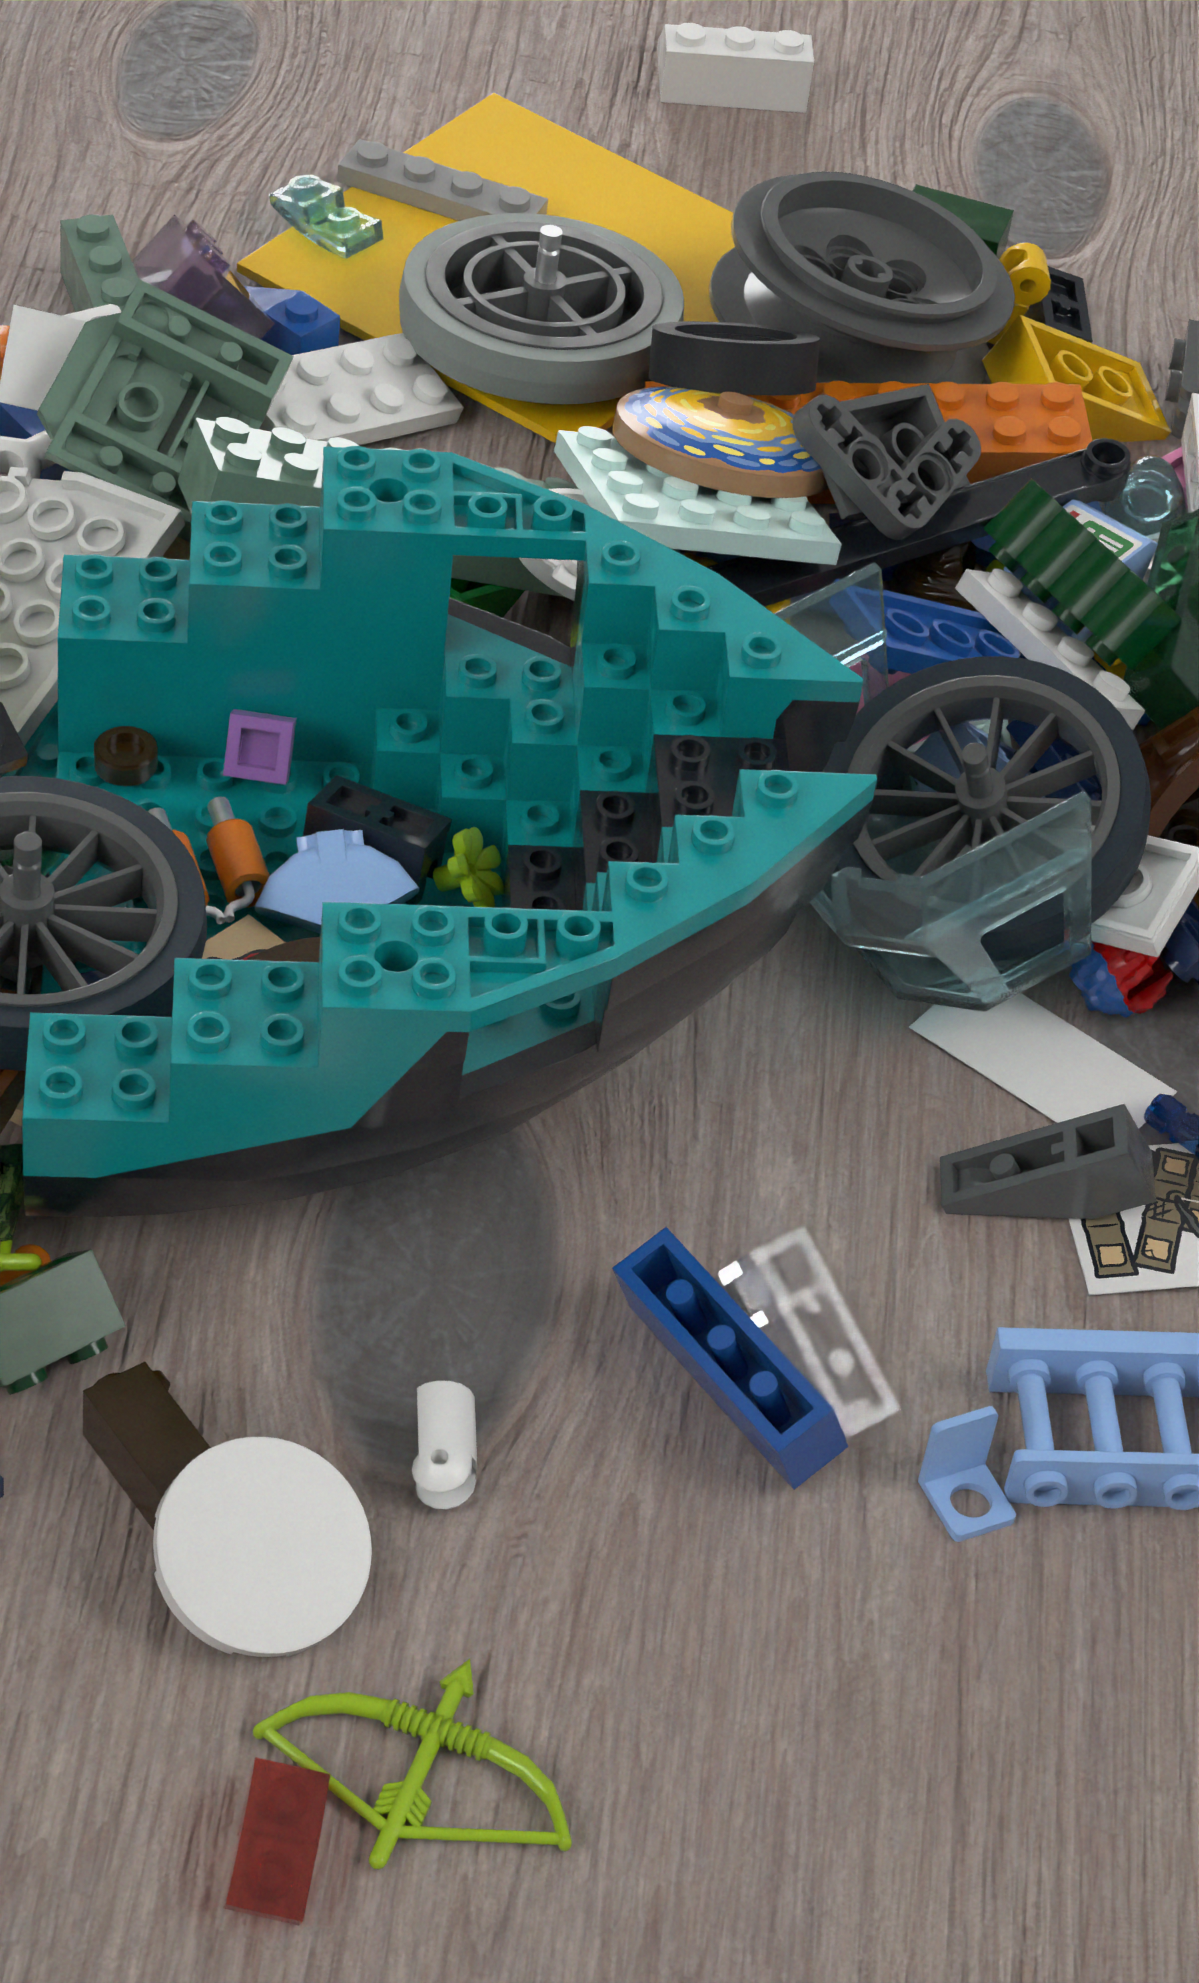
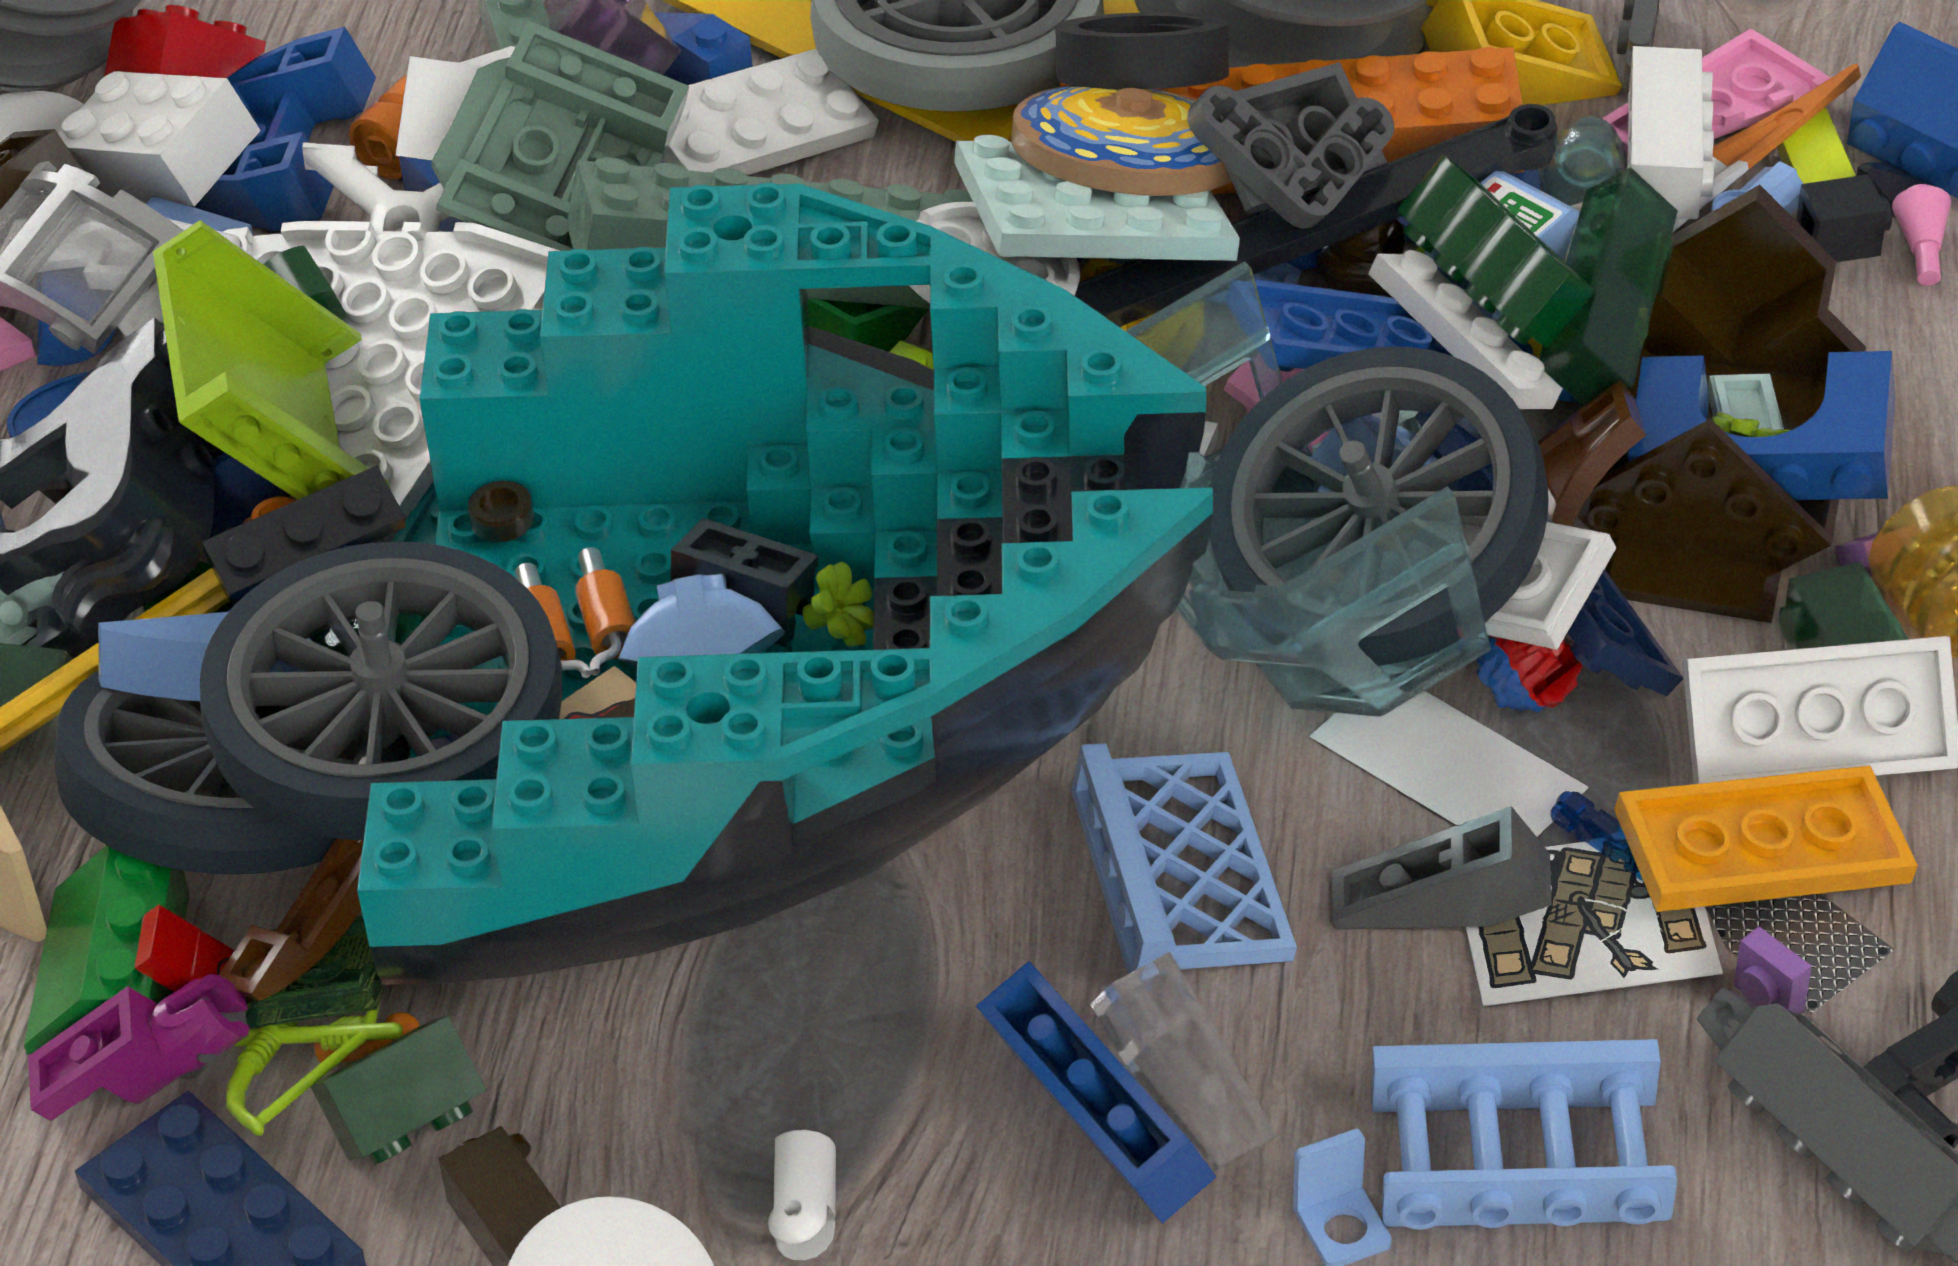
camera: 10 degrees right, 0 degrees up
(259, 746) = (632, 493): medium lavender plate -> none
(747, 1141) = (1129, 881): none -> light blue fence

